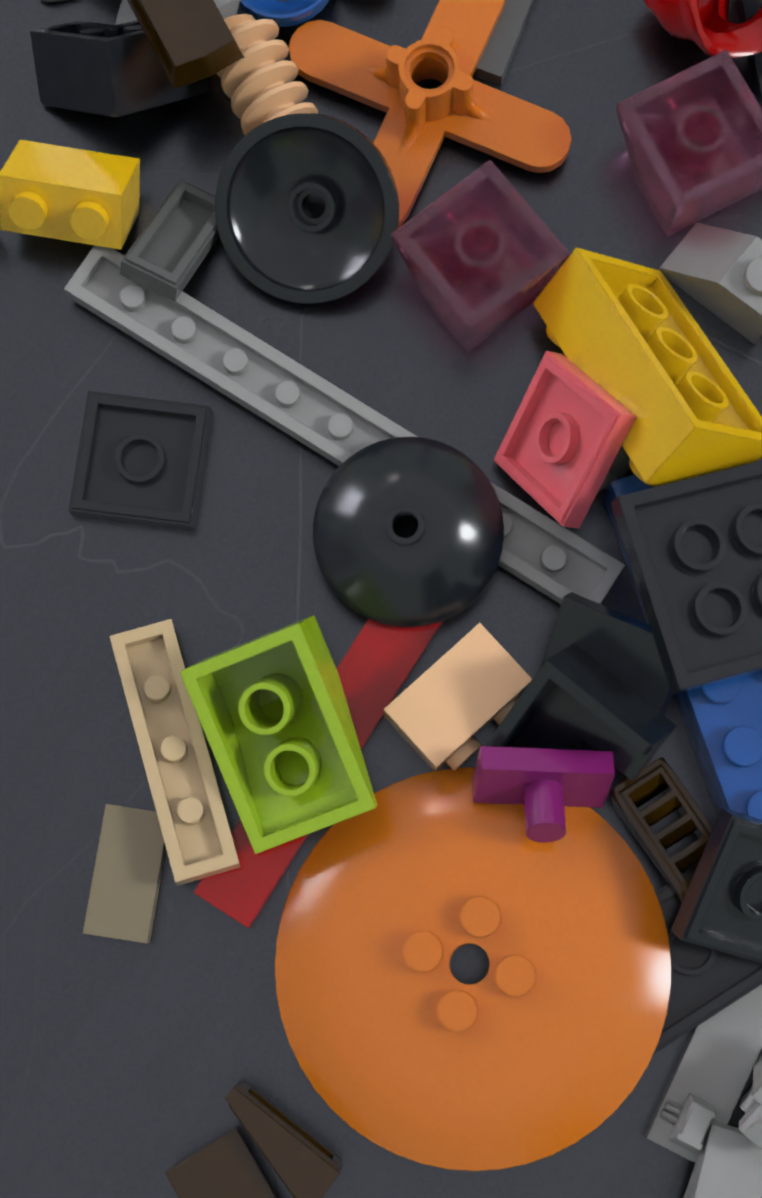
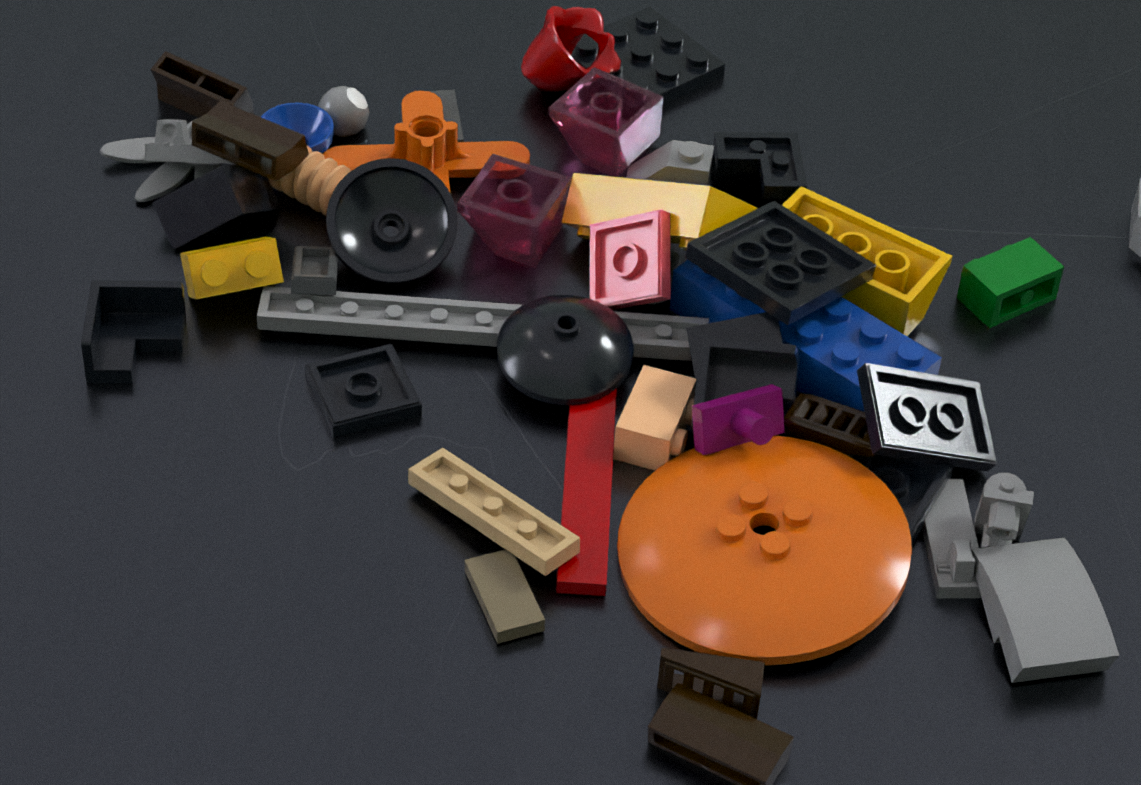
camera: 35 degrees left, 35 degrees down
(282, 734) = (557, 460): lime slope -> none

